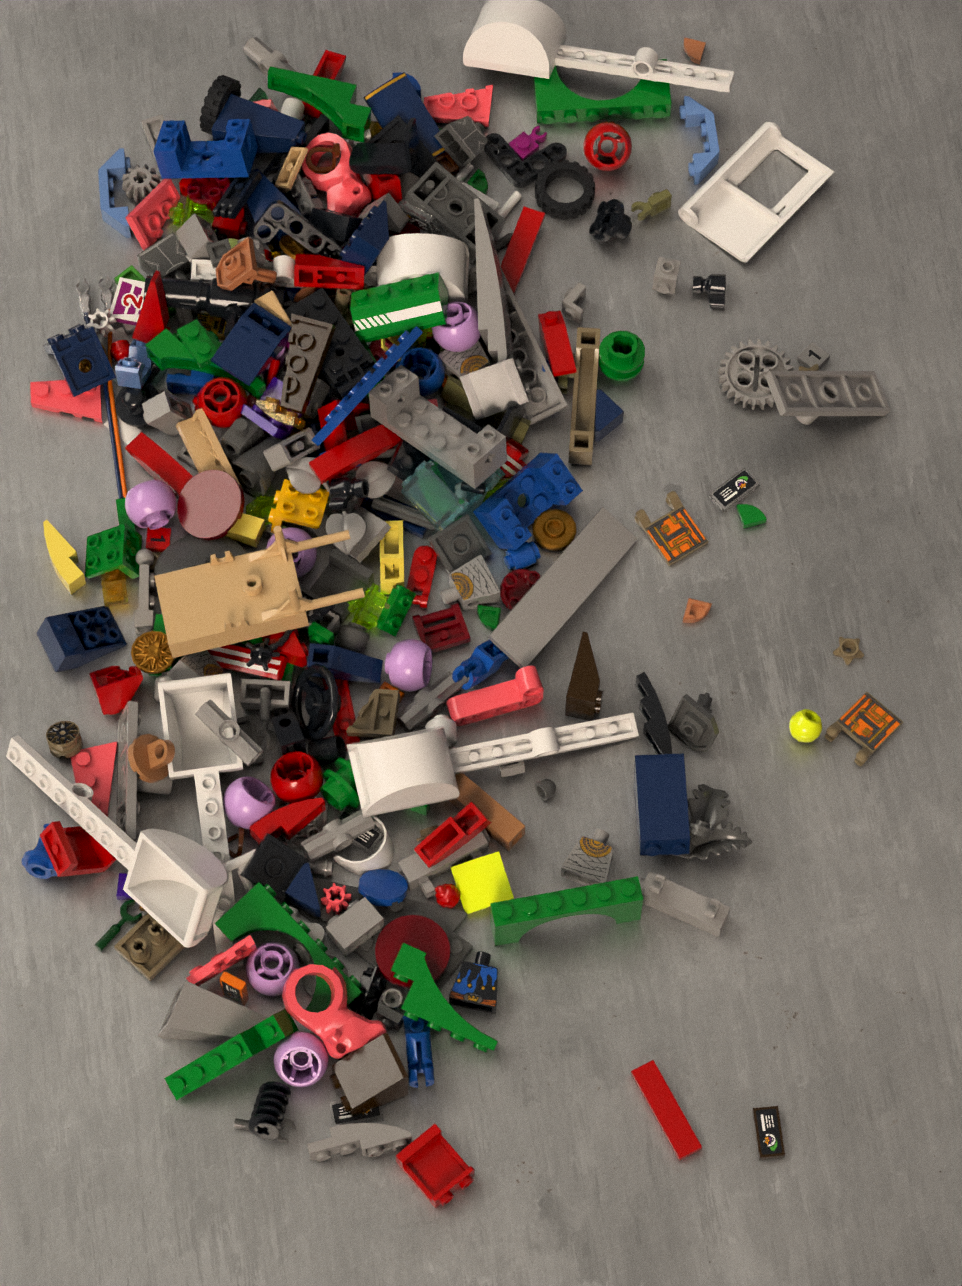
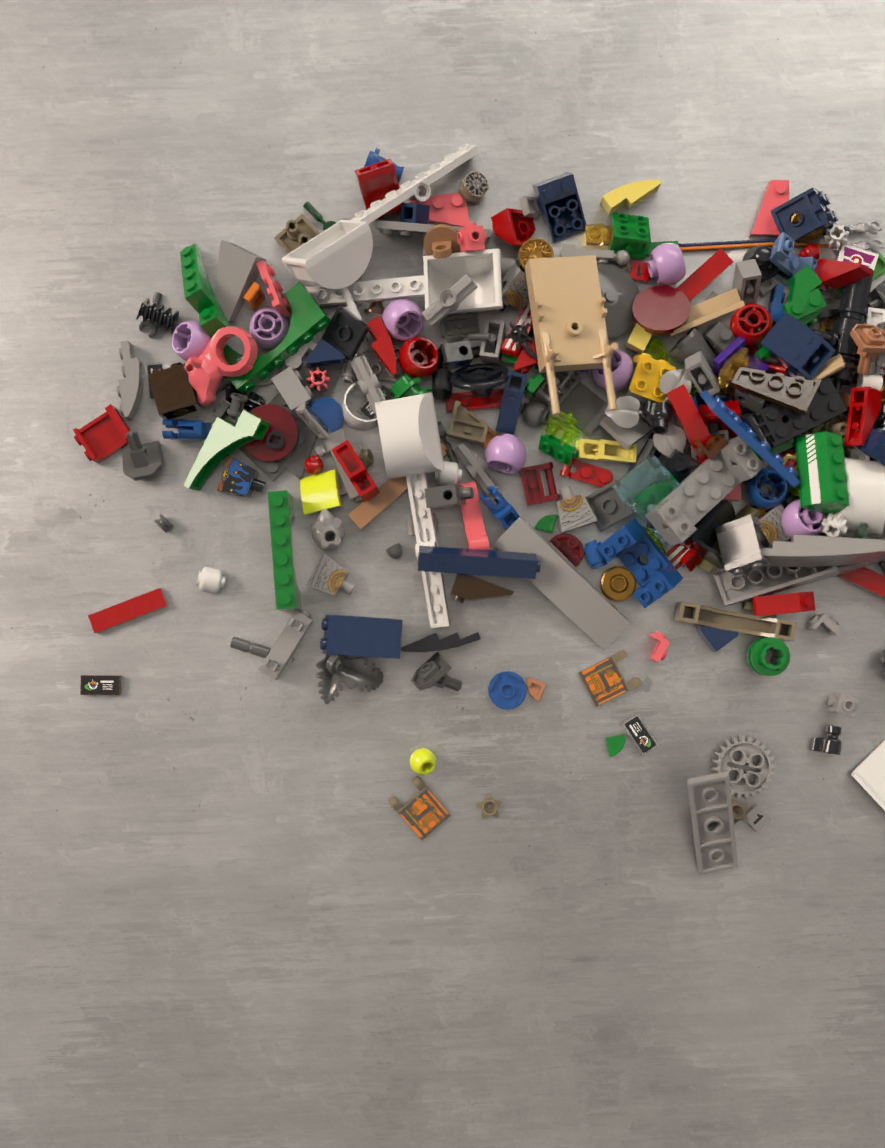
camera: 95 degrees right, 20 degrees up
(85, 672) = (529, 207): none -> light grey tile
(110, 799) = (414, 213): none -> dark blue brick
(145, 717) = (471, 237): none -> coral brick
(381, 991) = (237, 404): none -> dark grey bush
(382, 425) = (713, 447): none -> reddish brown bracket
(394, 891) = (313, 420): none -> light grey slope
(431, 938) = (272, 445): none -> black bush
(463, 288) = (834, 525): none -> white gear
(464, 1112) = (139, 459): none -> dark grey piece
(467, 262) = (861, 531): none -> clear green tile
(472, 731) = (447, 496): none -> dark grey torso
(532, 865) = (327, 531): none -> light grey animal
(545, 1075) = (163, 523): none -> dark grey bush
(552, 675) = (478, 562): none -> dark blue brick
(612, 1006) = (210, 580): none -> white head
(627, 475) = (659, 652): none -> coral bracket
(692, 953) = (247, 646): none -> dark grey piece
(702, 642) = (507, 690): none -> blue tile

